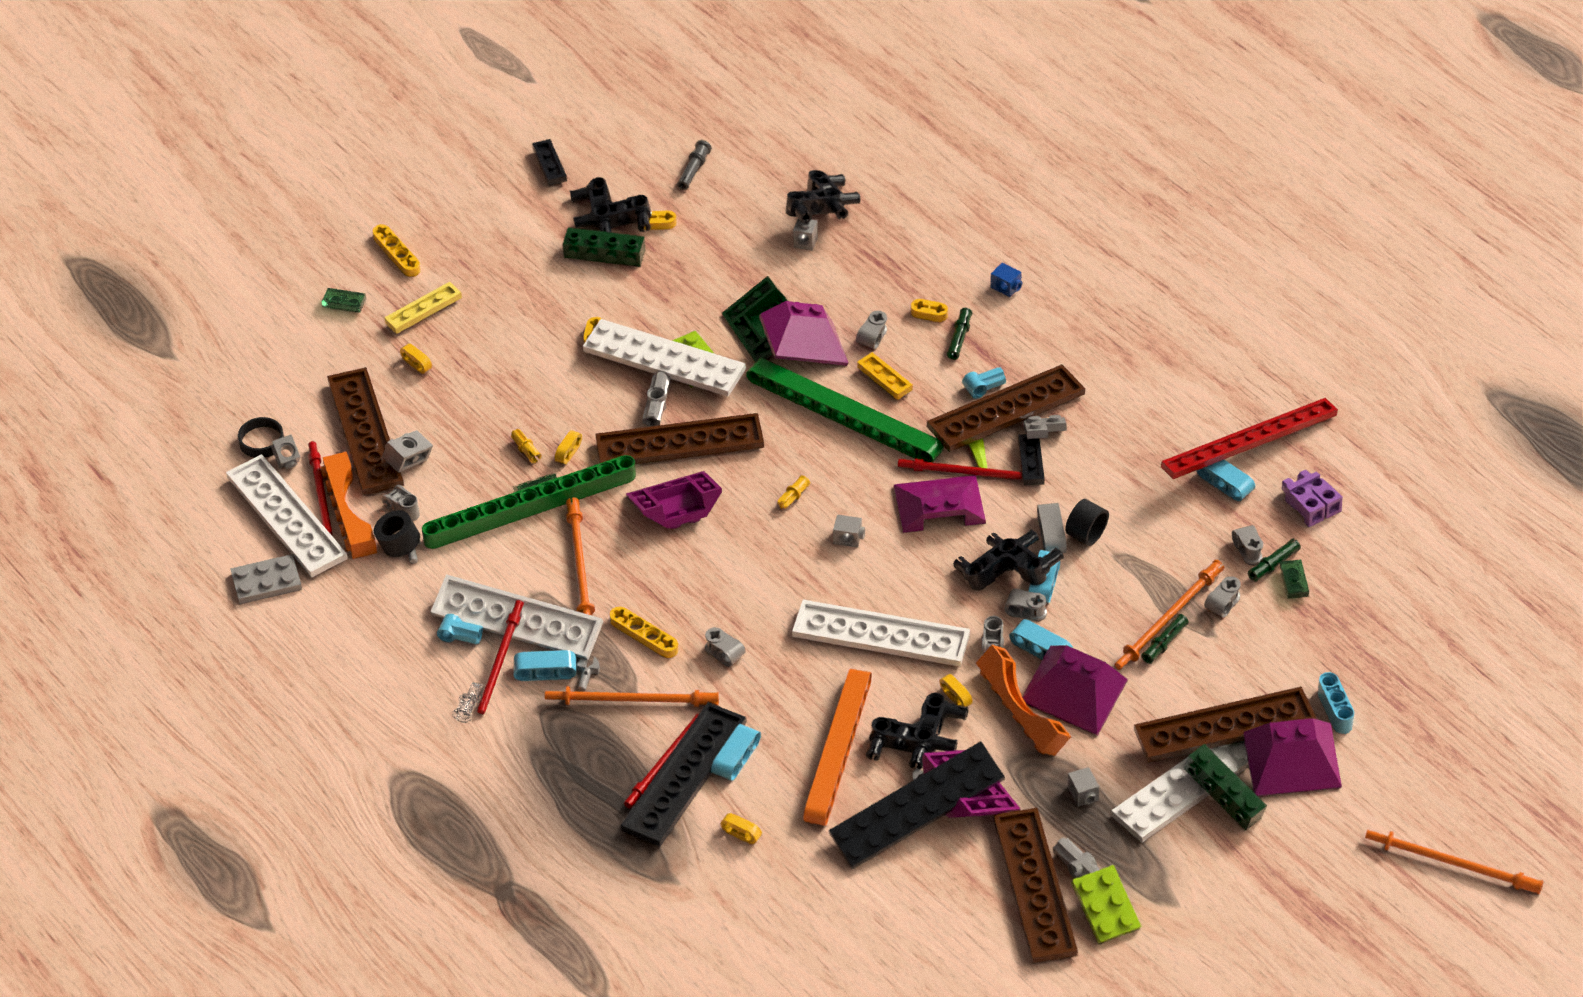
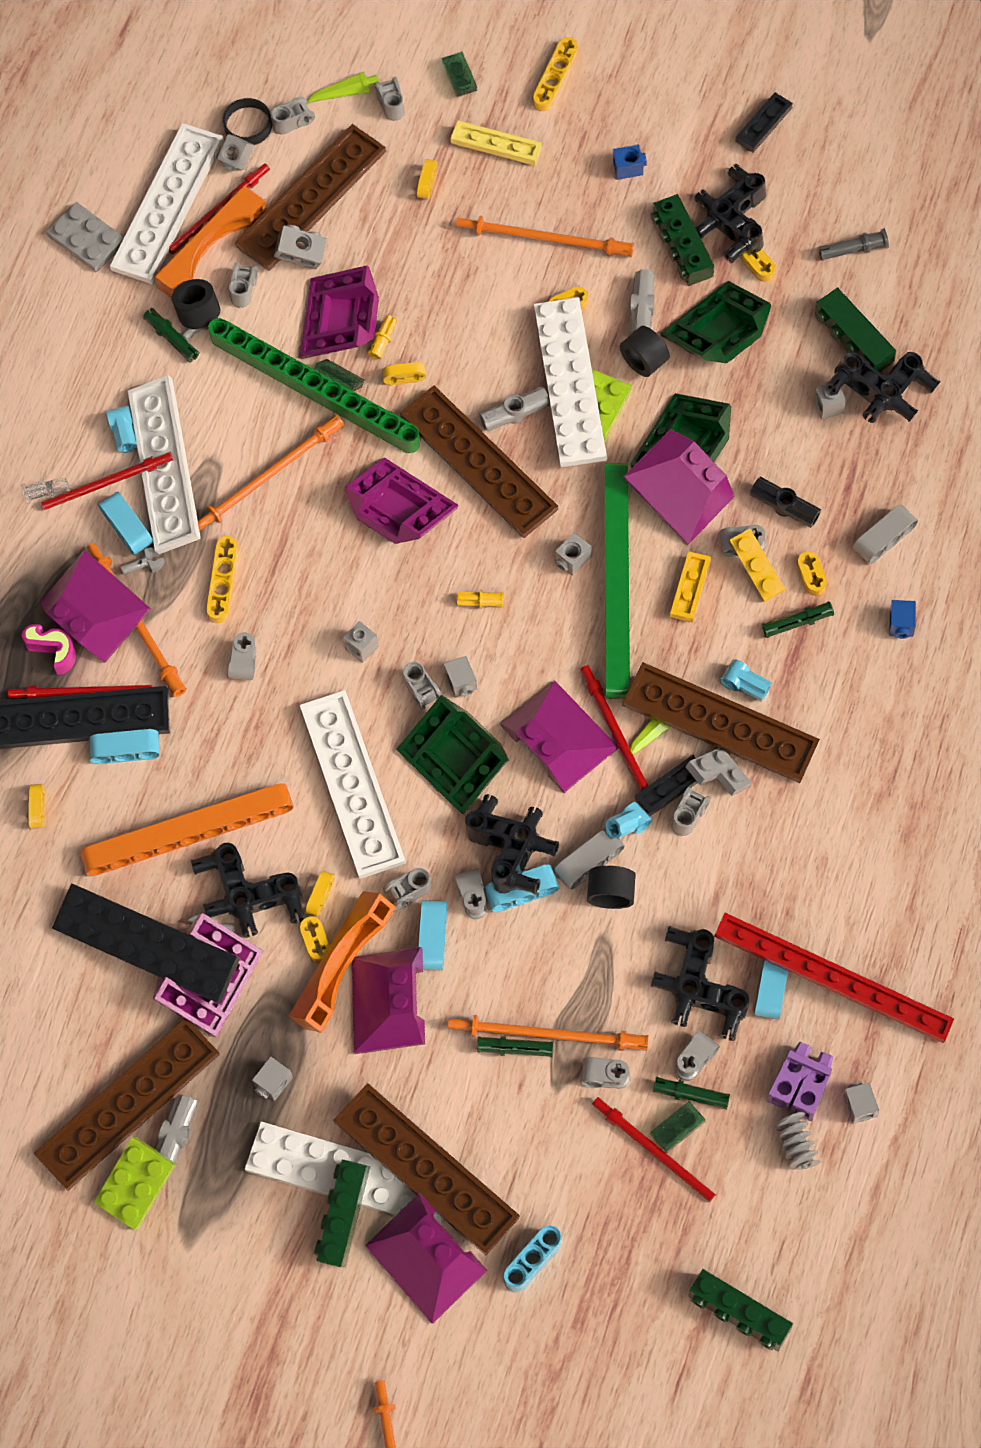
camera: 60 degrees right, 20 degrees up
(284, 408) = (291, 116): none -> light grey piece
(290, 365) = (354, 85): none -> lime bar
(326, 346) = (391, 98): none -> light grey piece
(407, 565) = (165, 329): none -> dark green pin
(481, 458) = (339, 312): none -> magenta slope
(511, 245) = (626, 169): none -> blue brick
(570, 288) = (609, 246): none -> orange bar
(600, 714) = (94, 606): none -> magenta slope
(609, 753) = (51, 641): none -> dark pink animal
(635, 293) = (642, 300): none -> light grey piece
(677, 295) = (644, 351): none -> black piece
(690, 258) = (721, 324): none -> dark green slope
(760, 194) = (854, 330): none -> dark green brick
(770, 572) = (361, 641): none -> light grey brick
(803, 423) = (575, 545): none -> light grey brick
(832, 556) = (422, 689): none -> light grey piece
(863, 294) = (797, 508): none -> black piece
(901, 329) = (757, 565): none -> yellow plate
(908, 562) = (454, 753): none -> dark green slope
(934, 257) = (885, 534): none -> light grey beam
(989, 713) = (310, 942): none -> yellow beam
(1041, 491) = (630, 820): none -> medium azure piece
(1059, 459) = (691, 808): none -> light grey piece
(1196, 519) = (707, 994): none -> black pin
(1261, 610) = (615, 1117): none -> red bar
(1349, 474) = (861, 1102): none -> light grey brick
(1354, 519) = (796, 1143): none -> light grey piece
(1455, 607) = (741, 1310): none -> dark green brick

